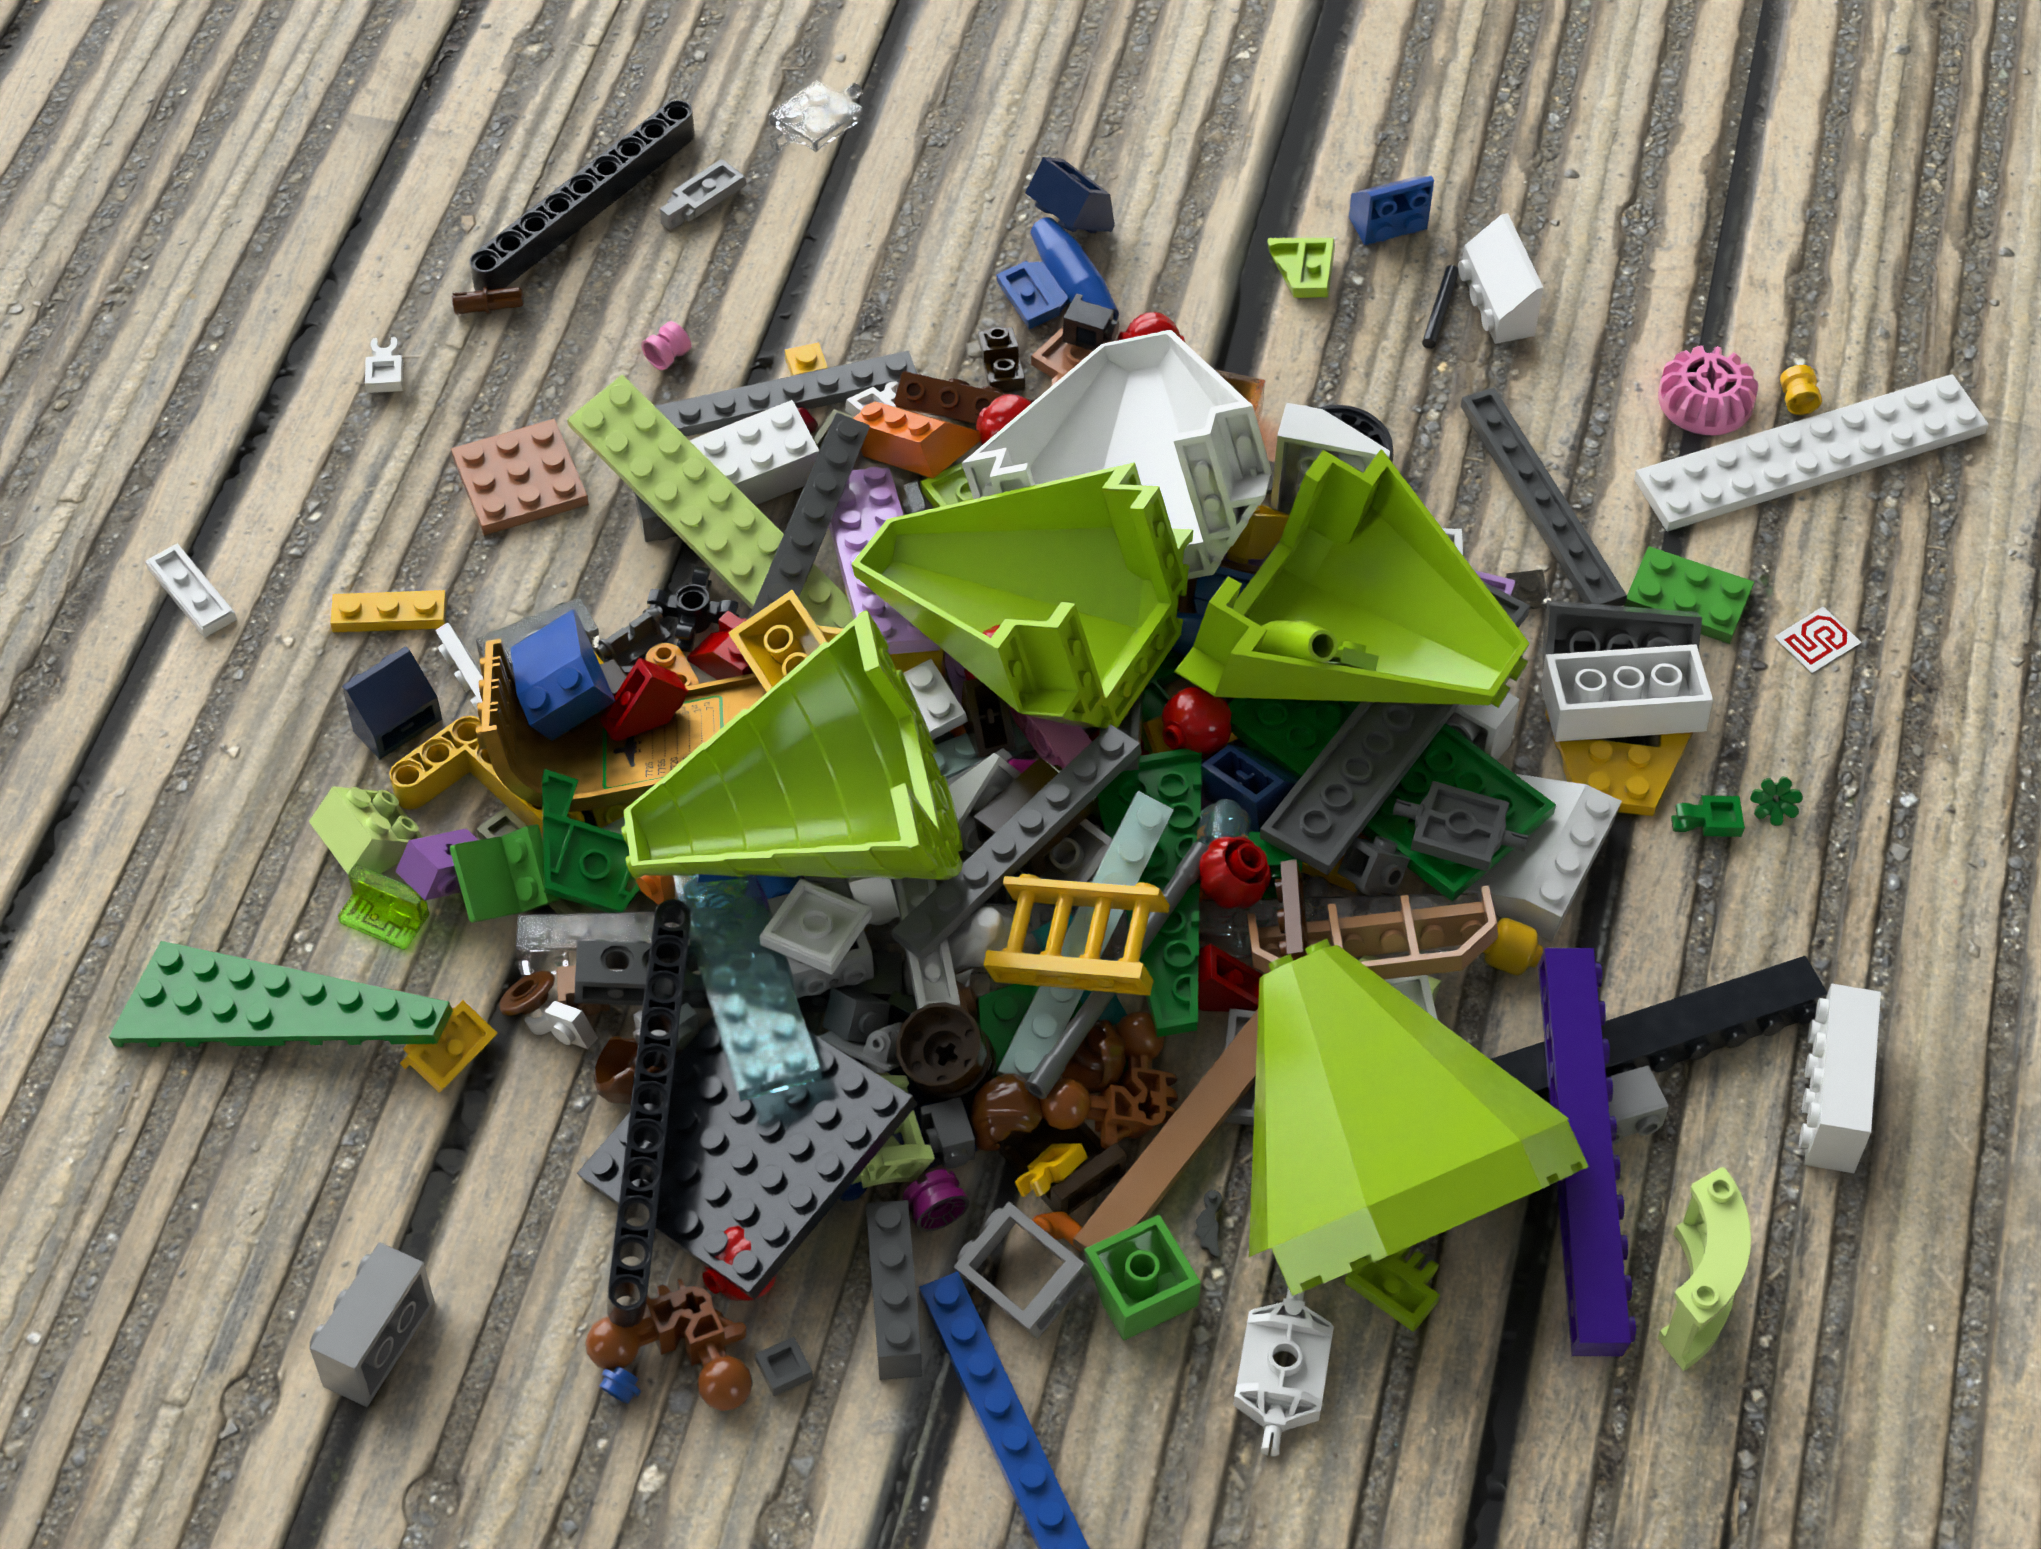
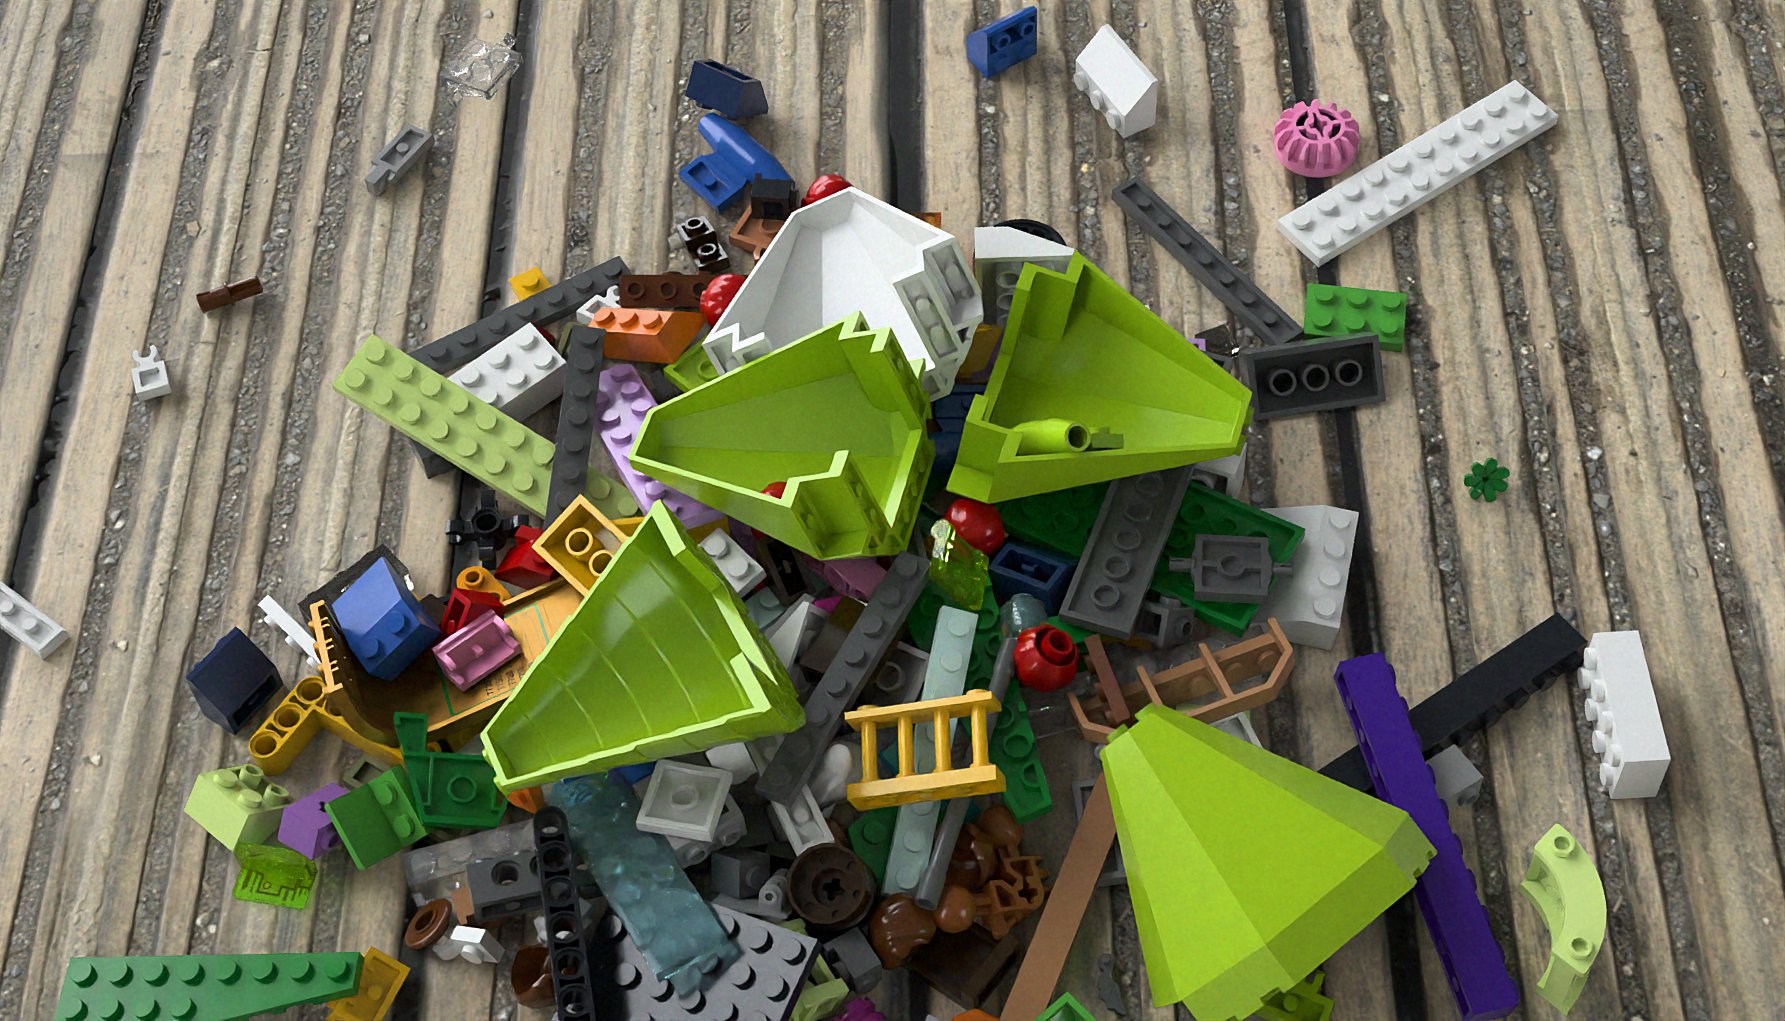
camera: 10 degrees left, 0 degrees up
(388, 611) = (209, 596): yellow plate -> none
(519, 476) = (298, 446): nougat plate -> none
(583, 197) = (292, 184): black beam -> none
(634, 640) = (442, 570): dark grey hinge -> none
(646, 727) = (476, 650): none -> bright pink hinge
(665, 346) = (402, 298): bright pink wheel -> none
(1051, 1166) = (954, 968): yellow plate -> none
(1167, 755) = (958, 566): none -> clear neon green plate
(1225, 982) = (1064, 758): red slope -> none
(1304, 264) = (942, 105): lime wing -> none
(1440, 307) = (1068, 117): black bar -> none
(1515, 947) = (1309, 666): yellow head -> none
(1624, 770) = (1344, 484): yellow wing -> none
(1626, 693) = (1332, 415): white brick -> none
(1714, 814) = (1438, 504): green plate -> none
(1800, 389) = (1393, 119): yellow wheel -> none
(1817, 639) = (1474, 331): white sticker -> none

